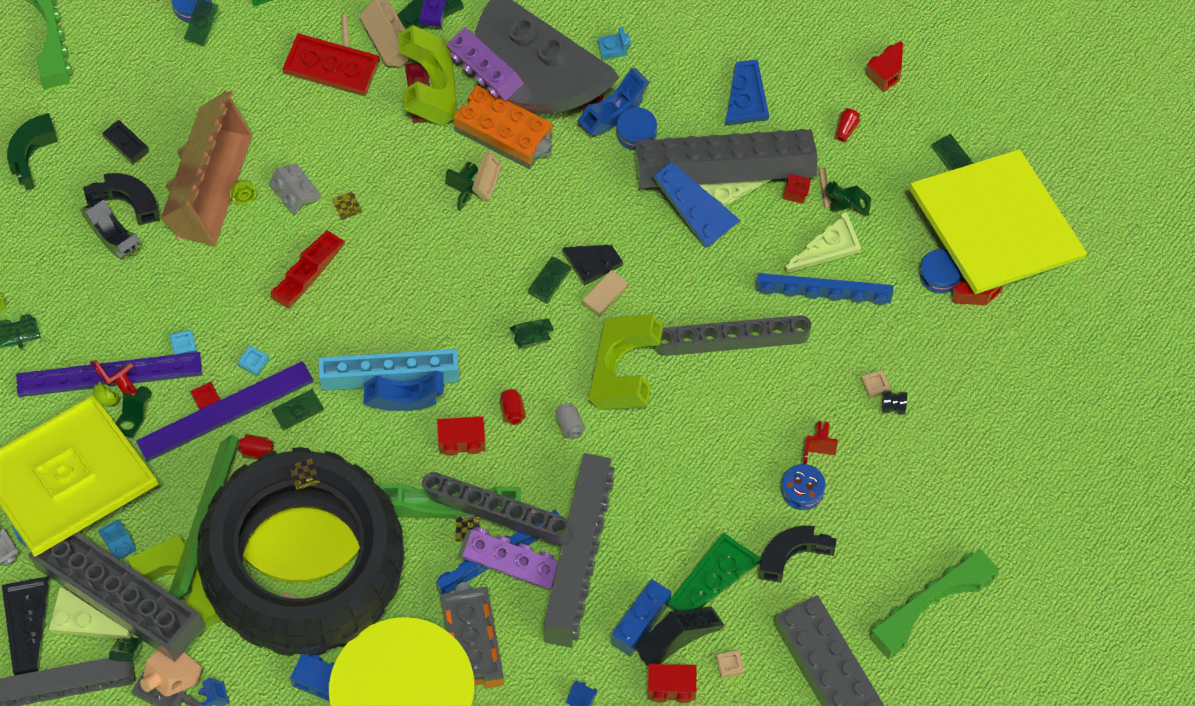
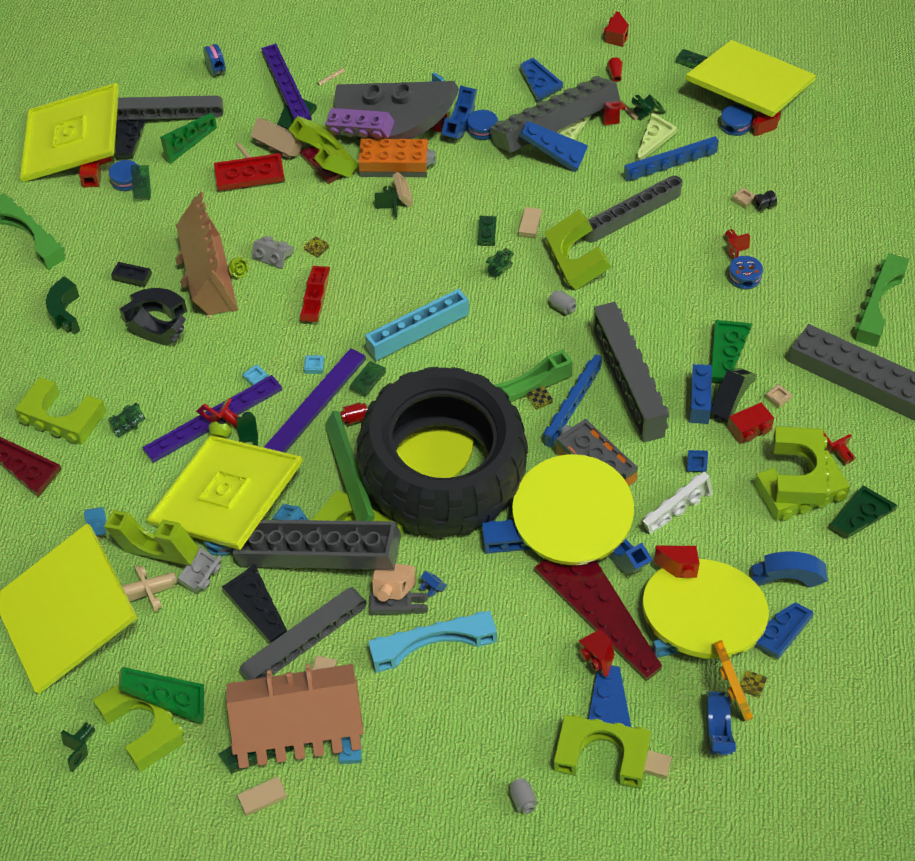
camera: 25 degrees left, 10 degrees down
(78, 618) = (298, 581): yellowish green wing -> none
(125, 649) = (348, 582): clear green plate -> none
(205, 395) = (293, 400): red tile -> none
(303, 473) = (422, 385): tile -> none
(403, 396) = (440, 336): blue arch -> none
(461, 435) = (495, 342): red brick -> none
(503, 516) = (560, 365): dark grey beam -> none
(508, 559) = (587, 395): medium lavender brick -> none
(512, 406) = (517, 311): red brick -> none
(592, 261) = (507, 209): black wing -> none
(789, 543) = (766, 303): black arch -> none

